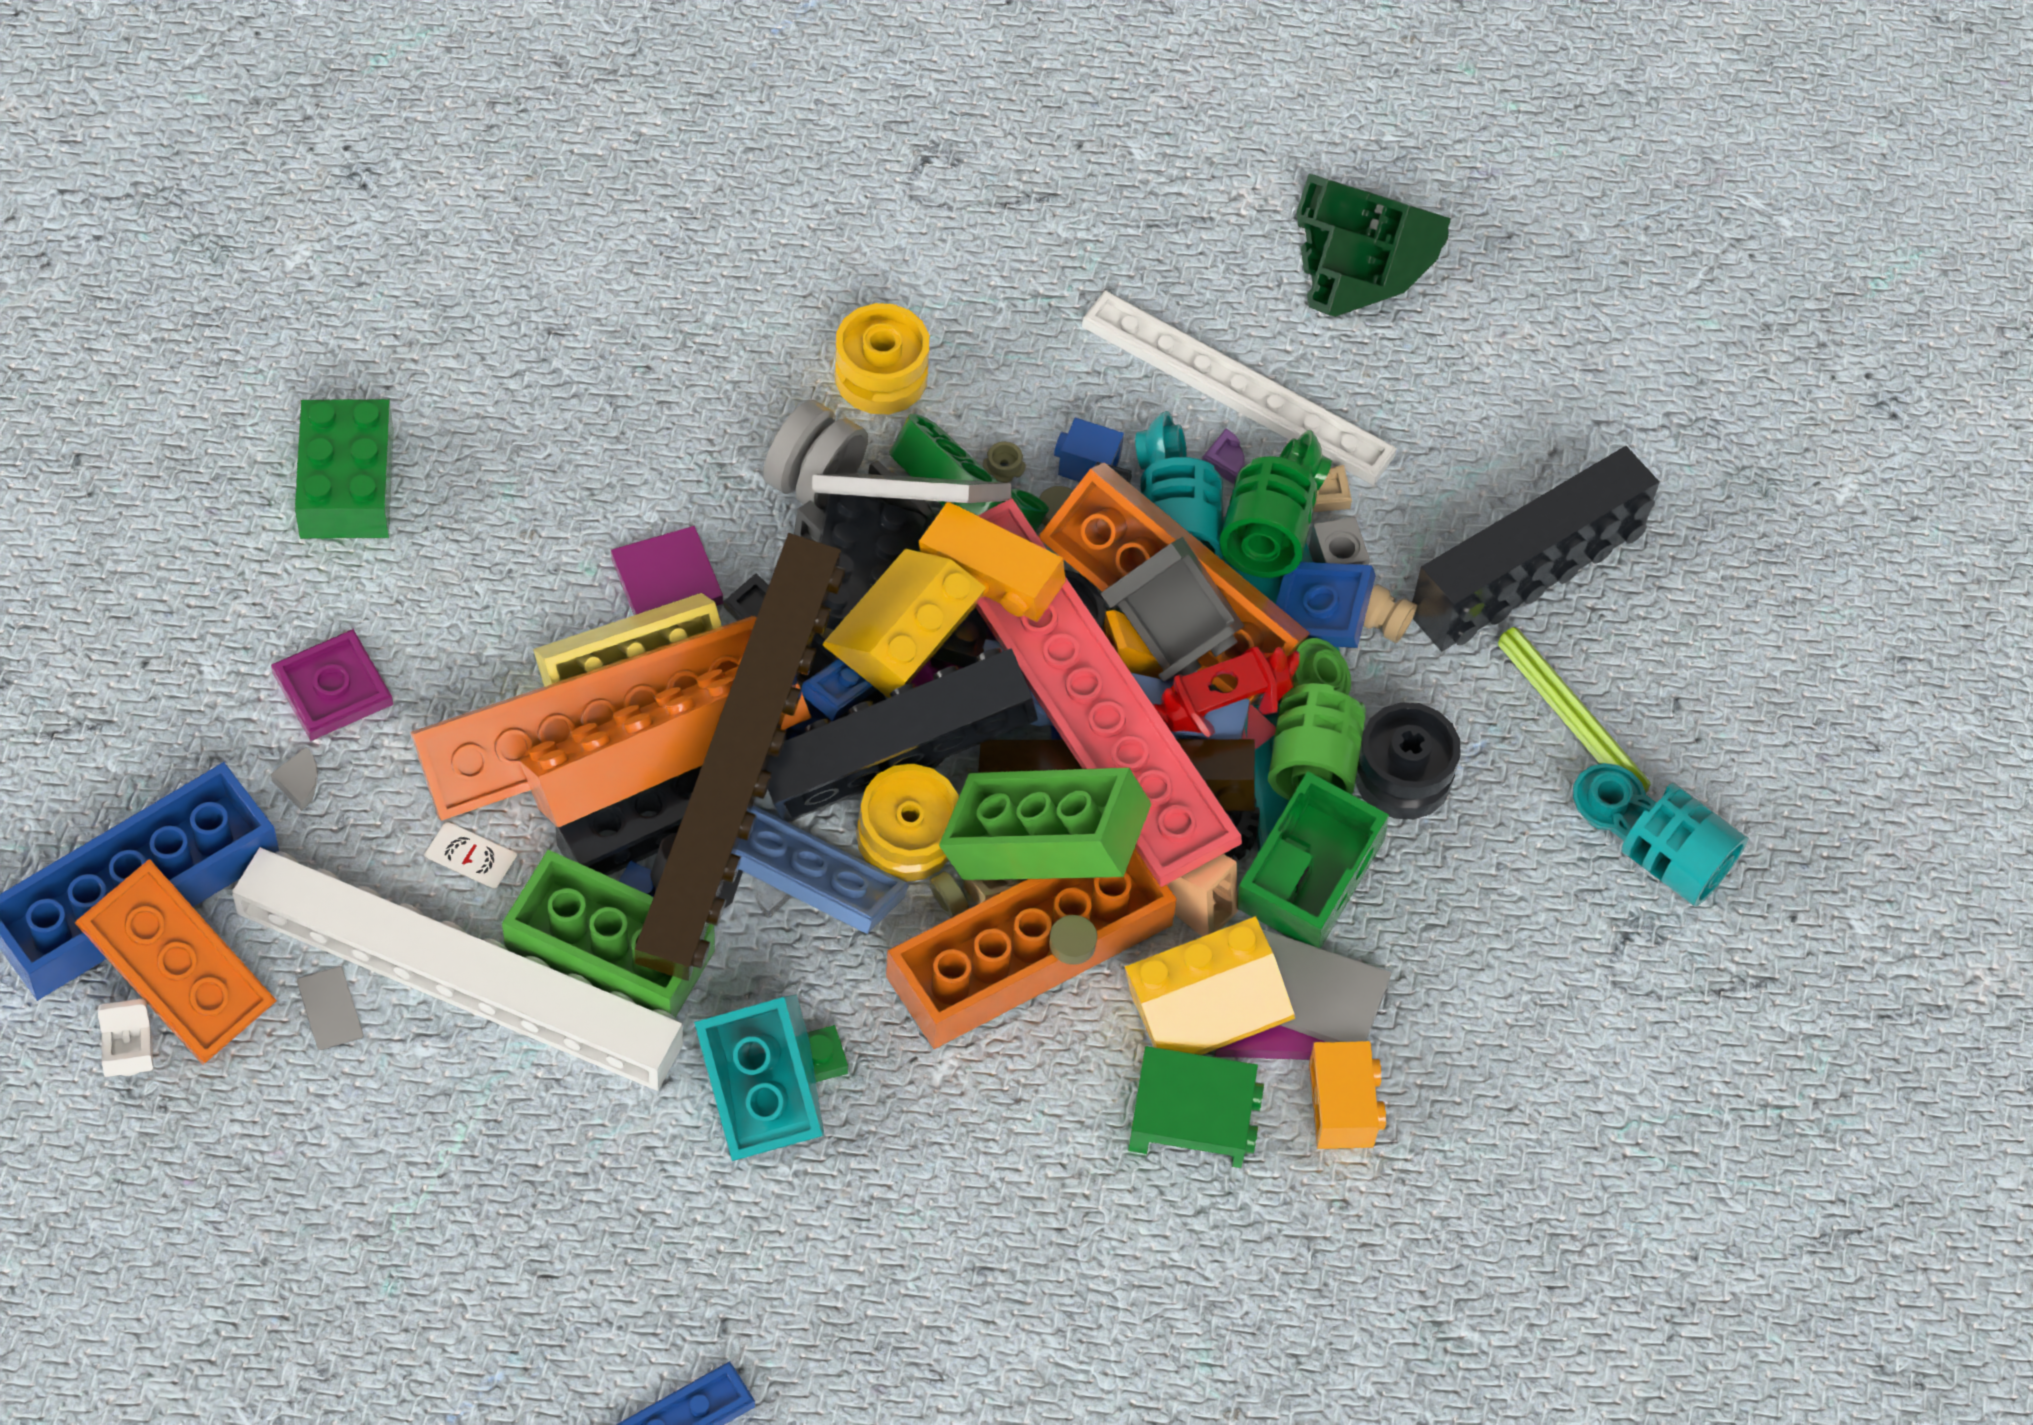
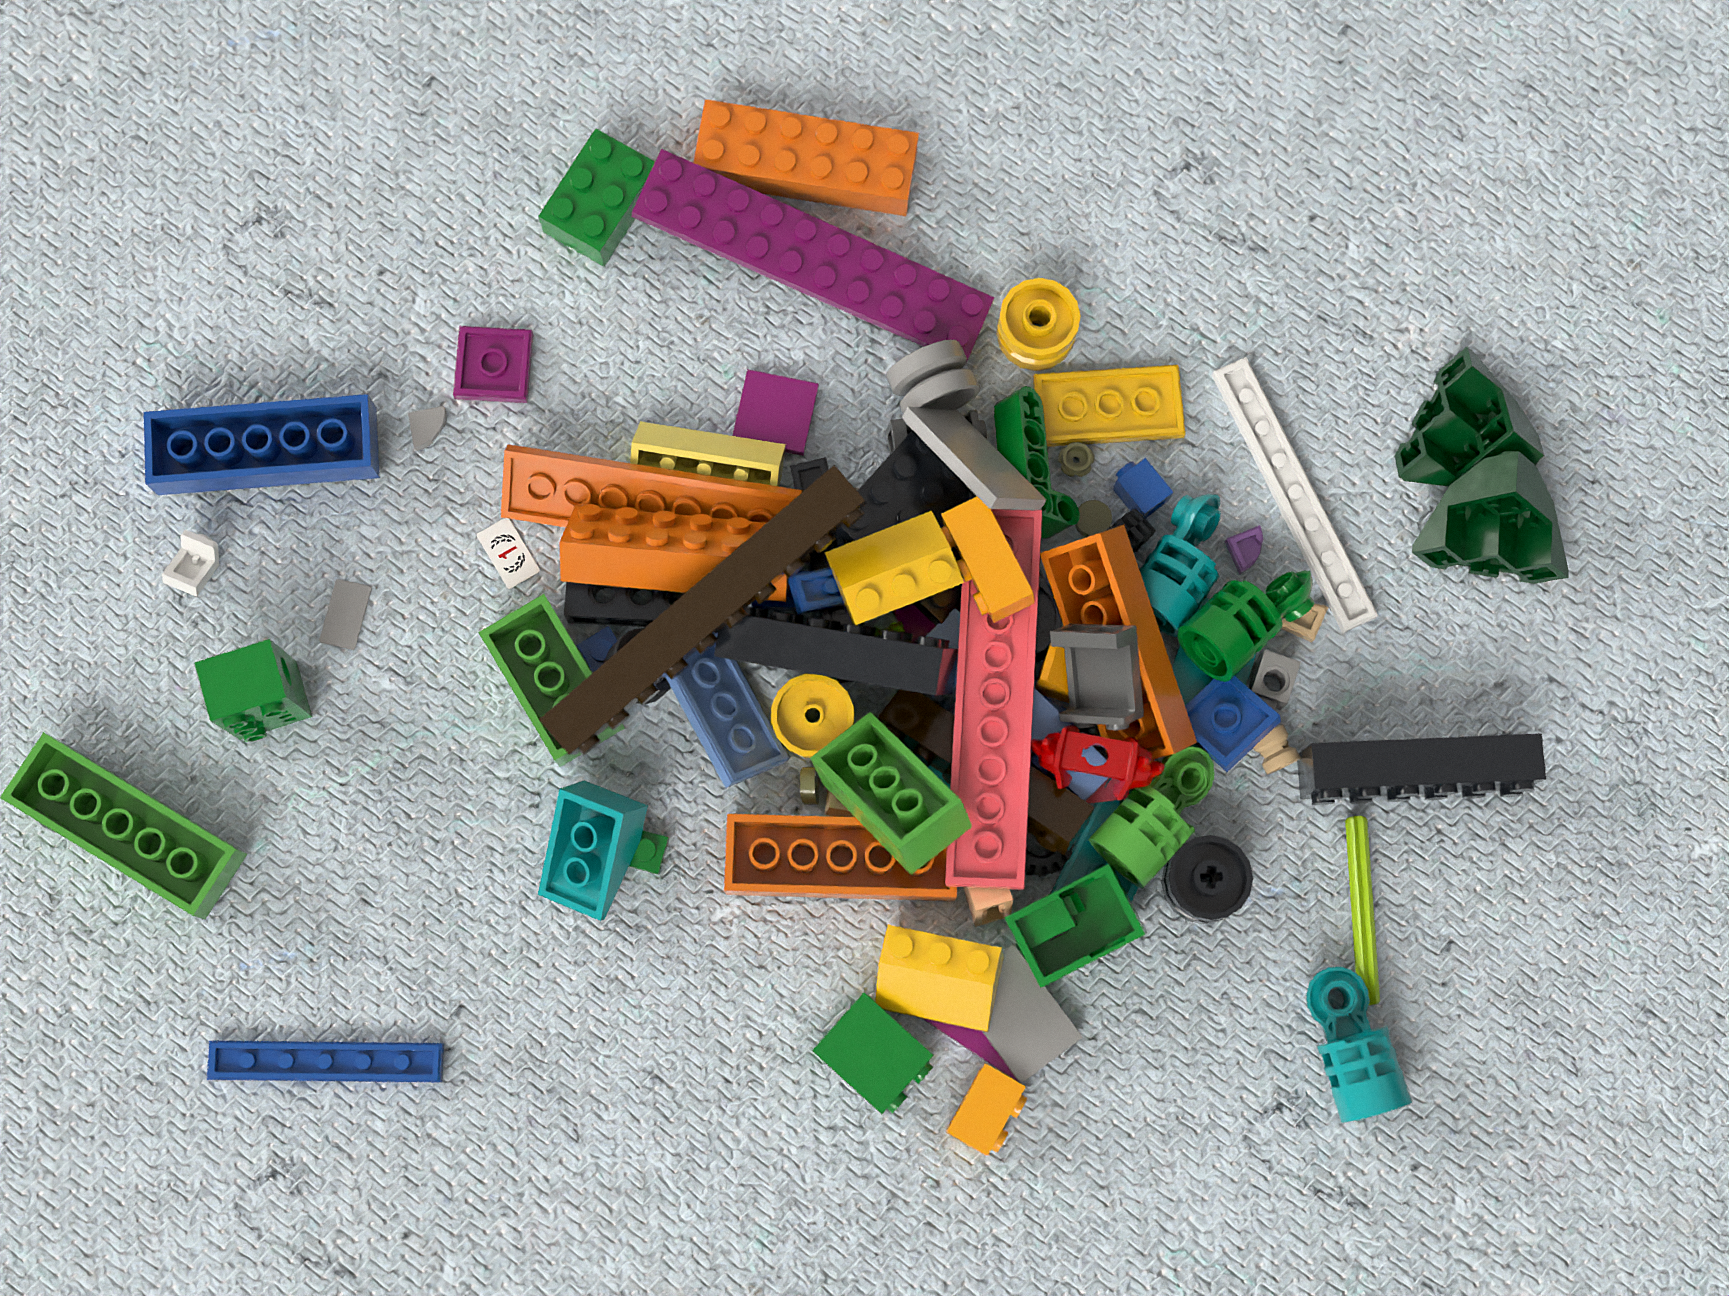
camera: 35 degrees right, 20 degrees up
(175, 961) = (251, 527): orange tile -> none
(225, 1336) = (123, 826): none -> bright green brick
(300, 1106) = (253, 690): none -> green piece
(459, 967) = (441, 641): white brick -> none
(538, 328) = (809, 156): none -> orange brick
(597, 409) = (809, 254): none -> magenta plate
(1008, 396) = (1111, 405): none -> yellow tile
(1073, 939) = (859, 887): olive tile -> none
(1449, 306) = (1495, 523): none -> dark green brick

